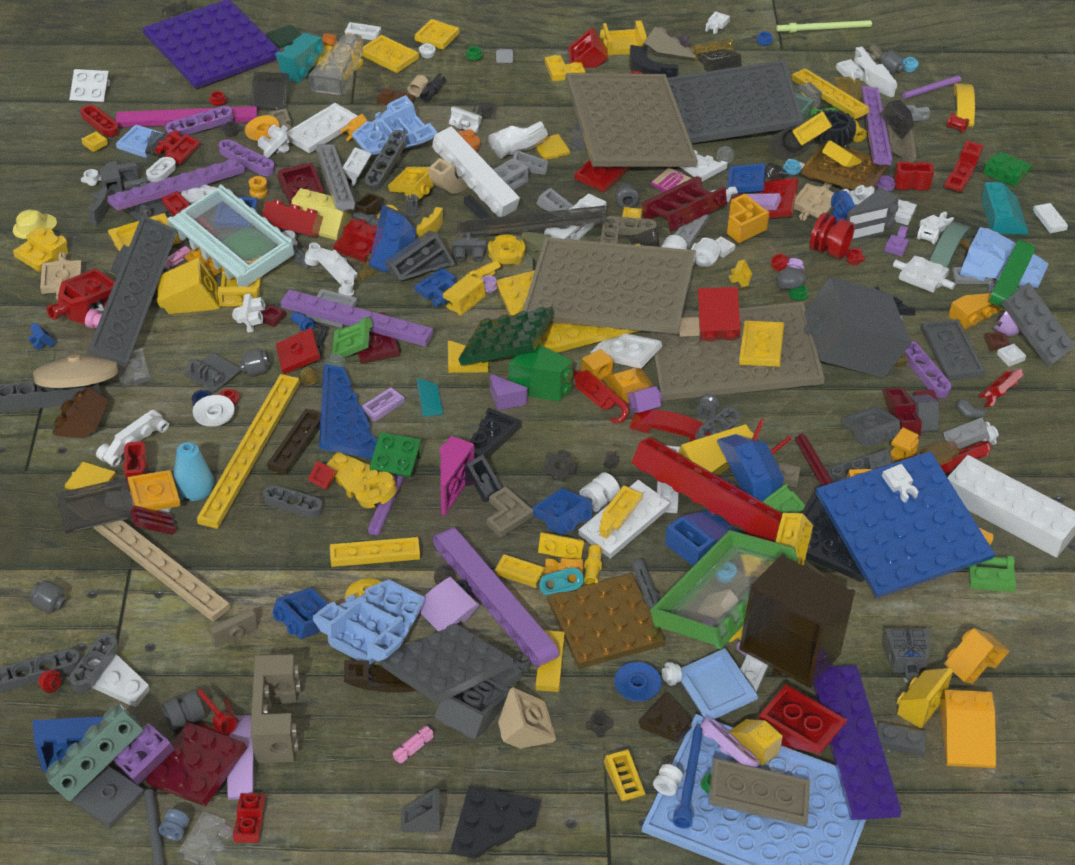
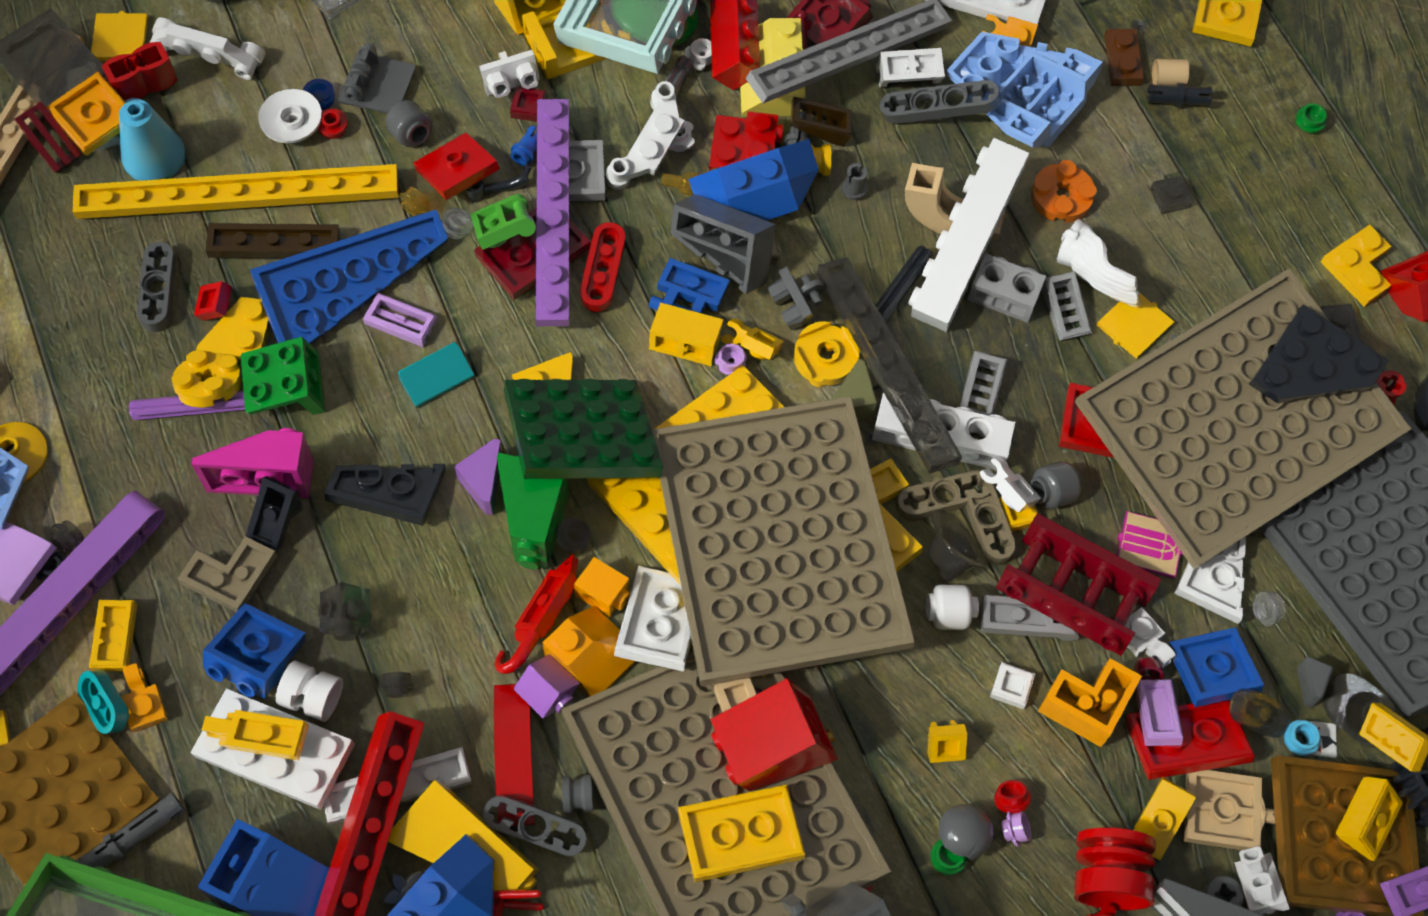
camera: 65 degrees right, 20 degrees up
(374, 551) = (88, 428): yellow plate -> none
(401, 311) = (602, 256): none -> red plate
(412, 181) = (919, 149): yellow plate -> none
(427, 50) = (1277, 49): white plate -> none
(432, 223) = (814, 224): yellow slope -> none
(437, 34) = (1327, 45): yellow plate -> none
(464, 119) = (1117, 170): white hips -> none
(504, 55) = (1341, 163): light grey slope -> none
(561, 546) = (185, 689): yellow hinge -> none
(593, 564) = (158, 736): yellow pin -> none
(617, 83) = (1316, 361): none -> black plate
(626, 207) = (1013, 487): none -> white plate
(706, 252) = (966, 661): white hair -> none
(767, 153) = (1313, 680): none -> dark grey slope
(809, 213) = (1164, 814): none -> yellow plate
(842, 204) = (1210, 863): blue tile -> none

